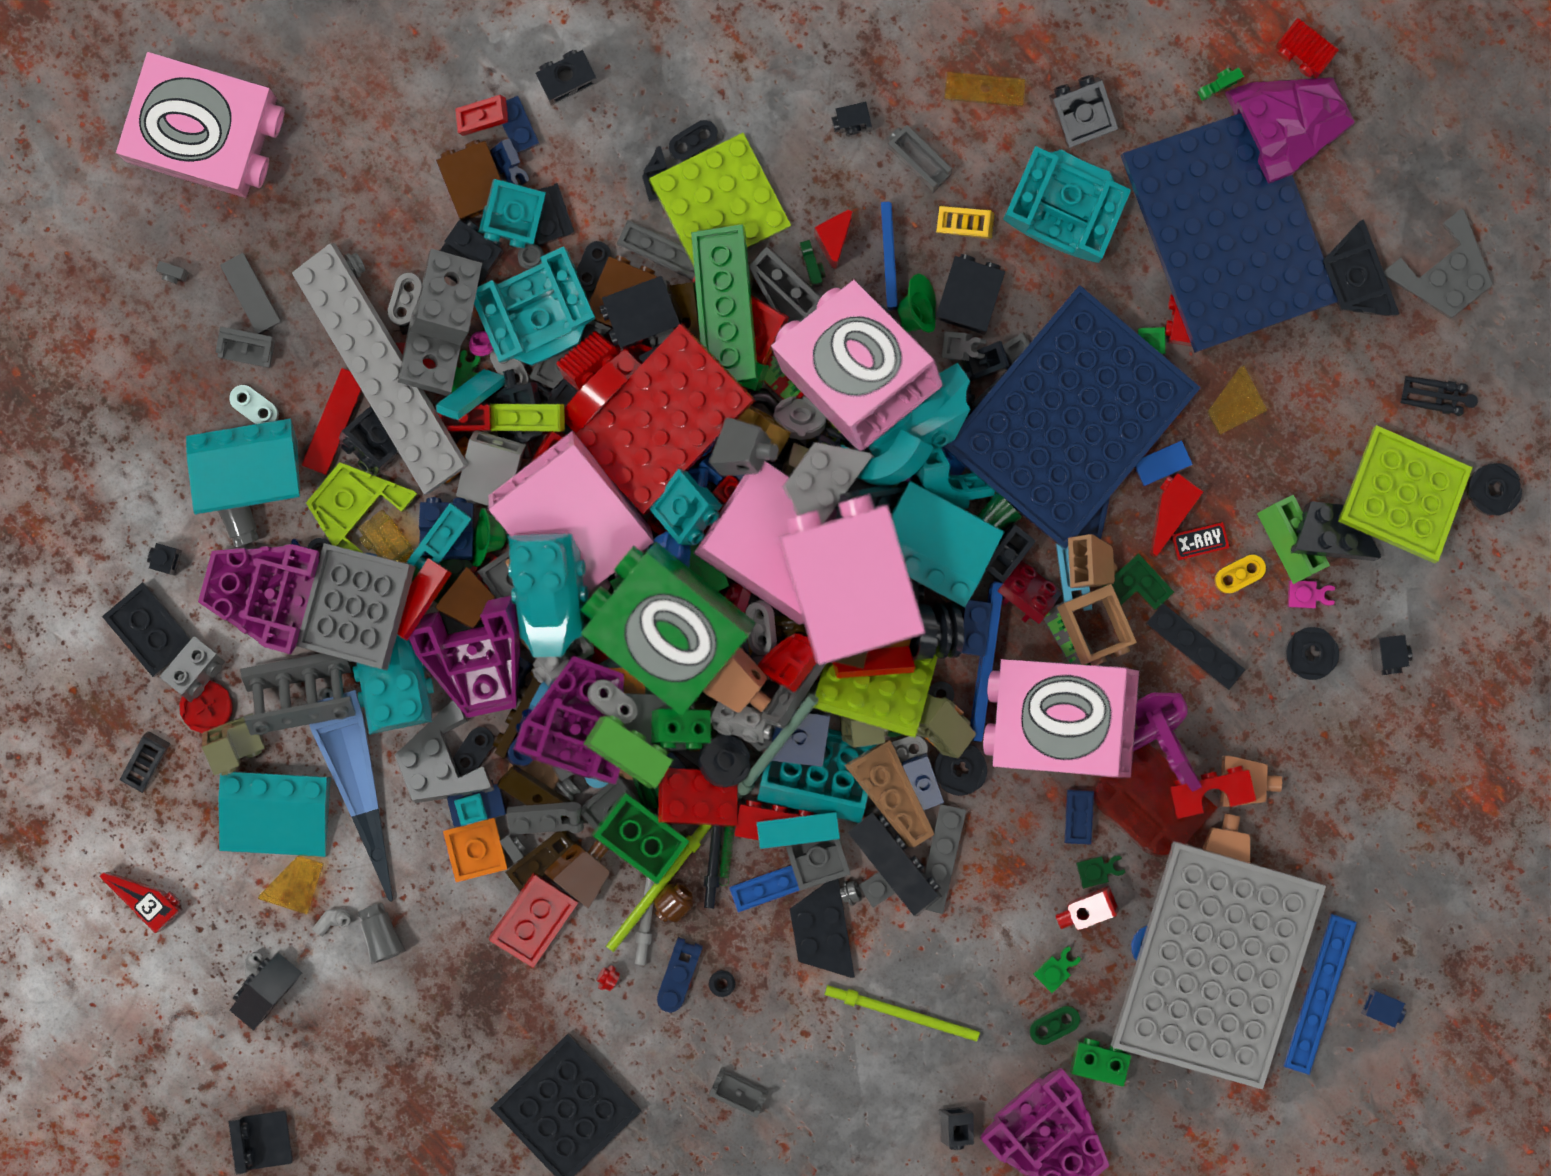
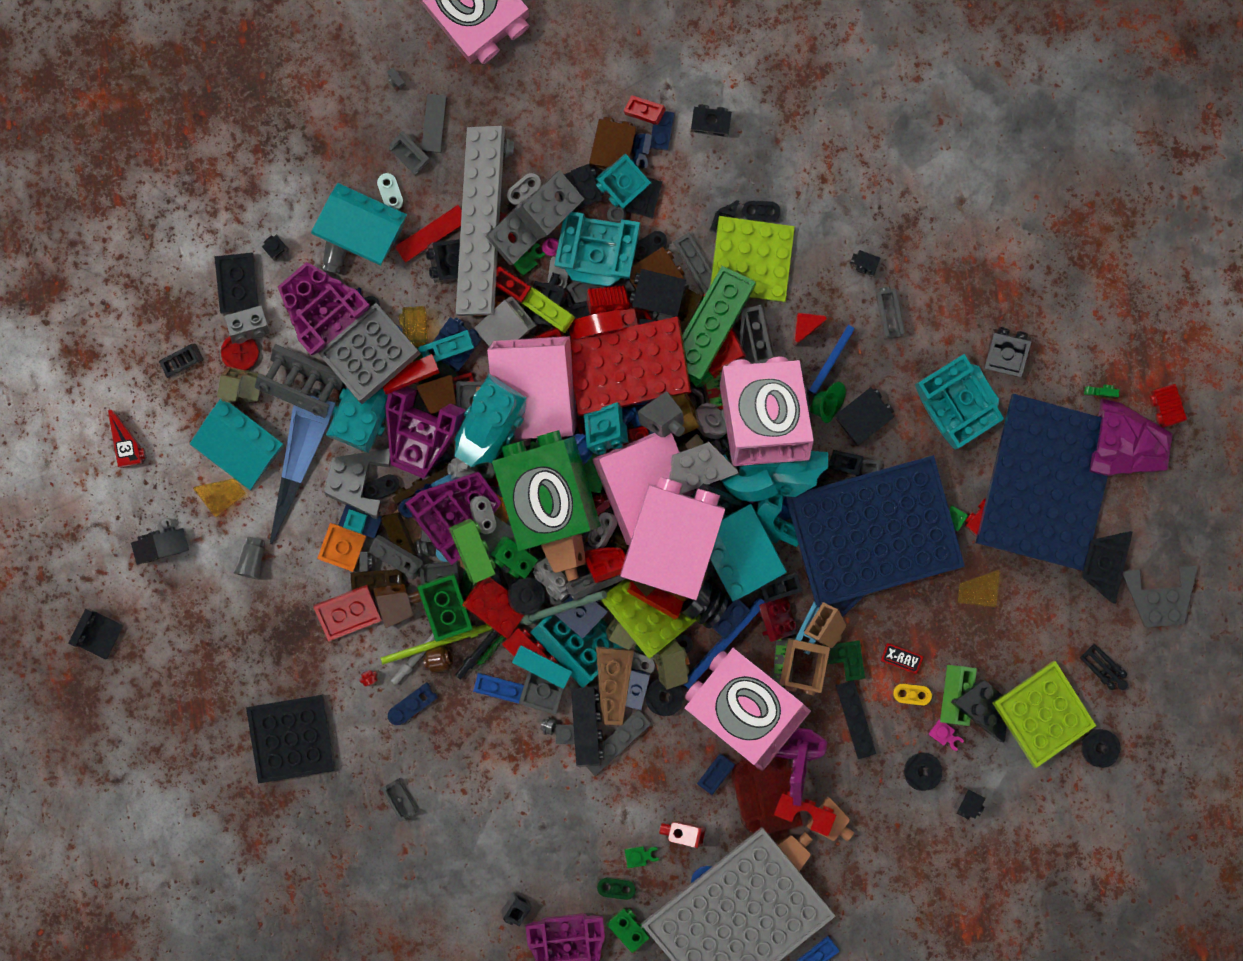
camera: 30 degrees right, 0 degrees up
(332, 917) = (228, 529): light grey arm -> none
(347, 497) = (409, 284): lime wing -> none
(470, 394) = (524, 273): teal tile -> none
(488, 537) = (476, 365): green piece -> none
(722, 992) = (430, 732): black plate -> none
(814, 269) = (781, 338): dark green plate -> none
(822, 930) = (515, 737): black wing -> none
(852, 998) = (506, 788): lime bar -> none
(961, 346) = (837, 443): dark grey plate -> none
(967, 88) = (966, 307): clear yellow tile -> none
(987, 228) = (903, 382): yellow slope -> none
(999, 513) = (792, 559): dark green plant -> none
(1095, 871) = (703, 813): dark green plate -> none
(1163, 463) = (911, 596): blue tile -> none
(1173, 506) = (900, 626): red slope -> none

